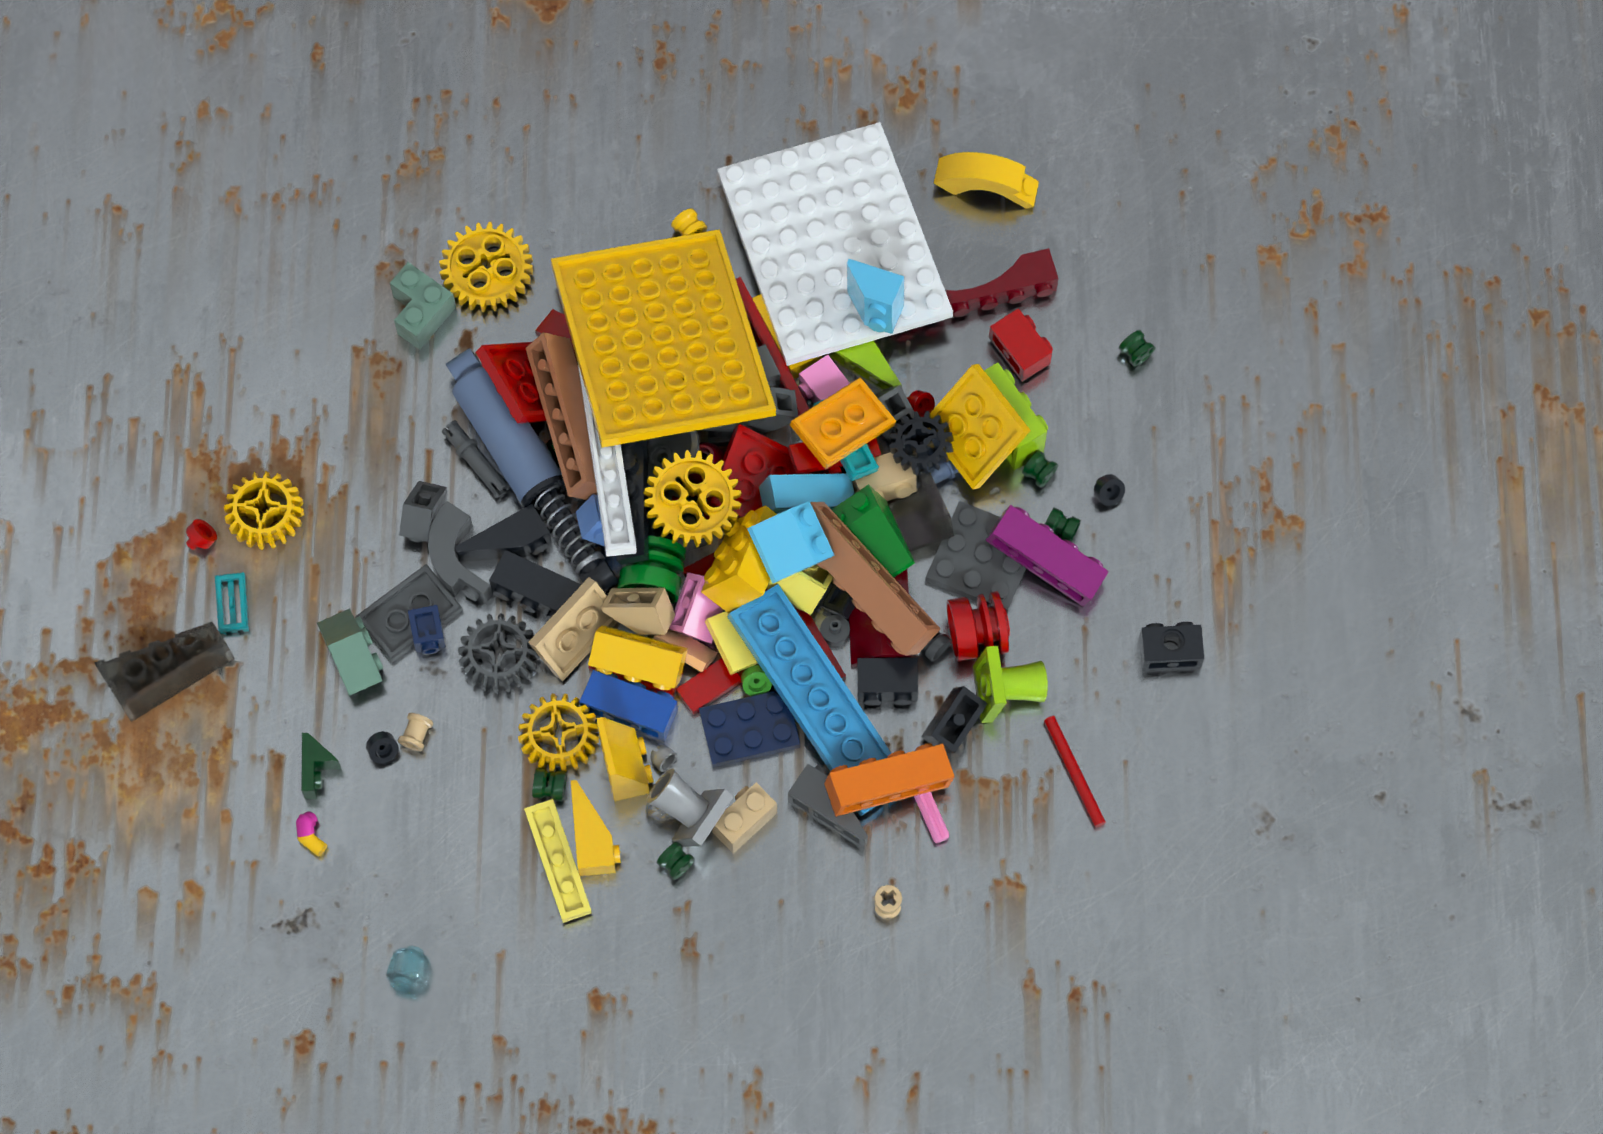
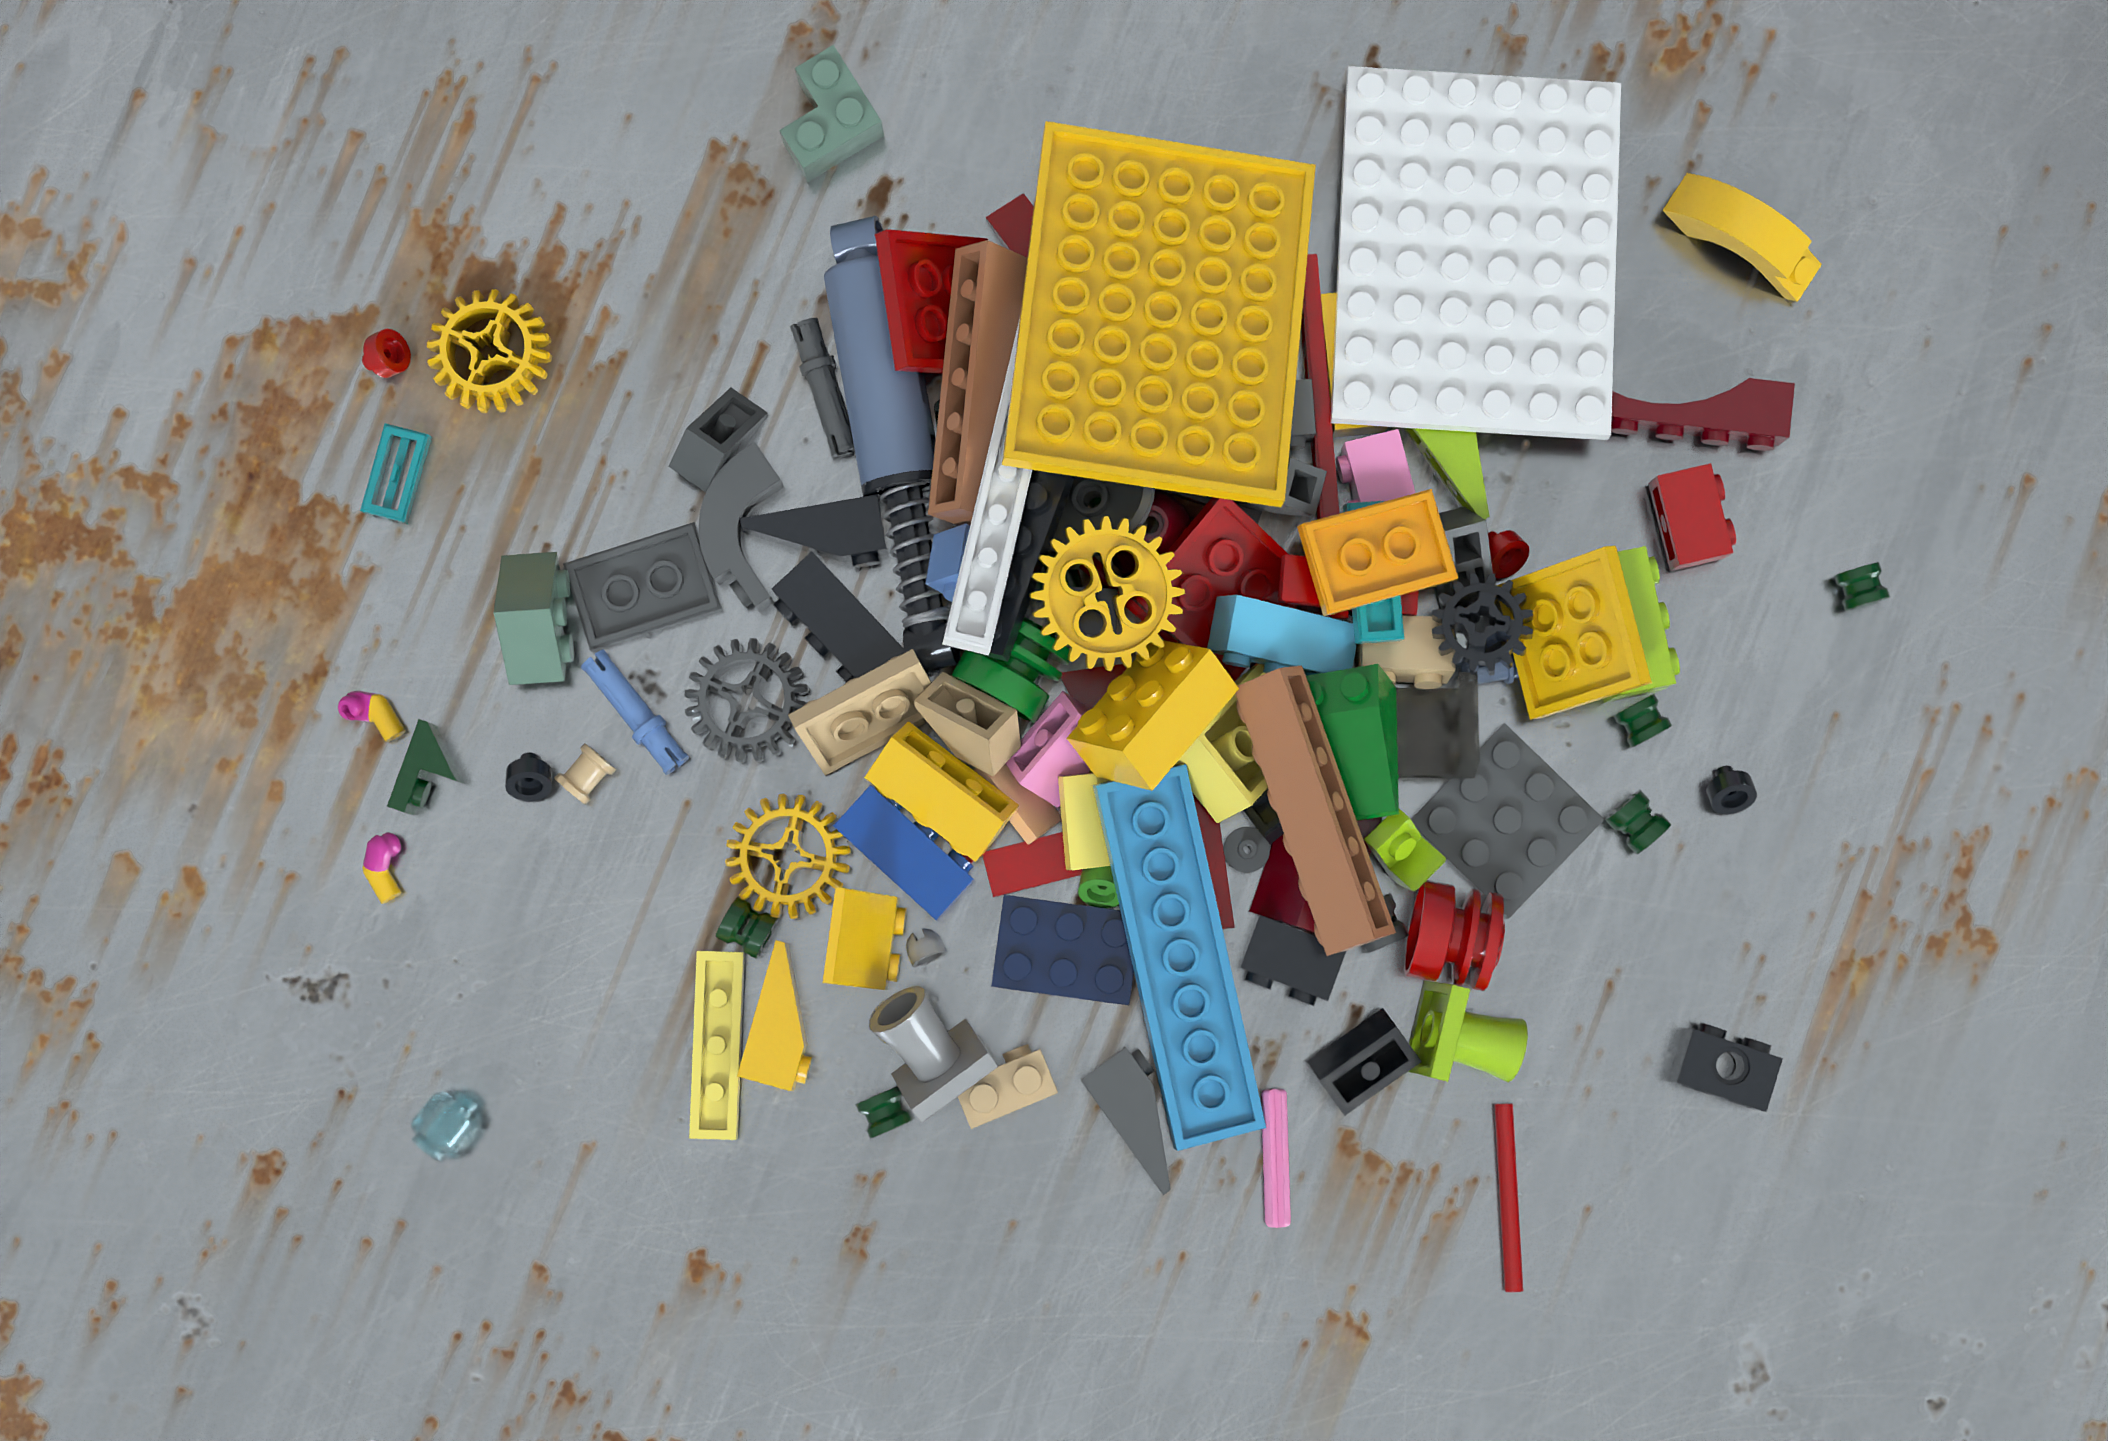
camera: 20 degrees right, 15 degrees up
(164, 668) = (256, 543): clear smoke wedge -> none
(268, 744) = (372, 708): none -> arm
(426, 629) = (655, 626): dark blue bracket -> none
(442, 691) = (646, 726): none -> medium blue pin
(475, 246) = (946, 51): yellow gear -> none
(688, 223) = (1273, 137): yellow wheel -> none
(790, 542) = (1224, 723): medium azure slope -> none
(876, 295) = (1503, 376): medium azure slope -> none
(888, 779) = (1233, 1120): orange brick -> none
(888, 892) = (1157, 1305): tan bush -> none
(926, 589) = (1403, 851): none -> lime slope
(1047, 555) = (1599, 863): magenta brick -> none

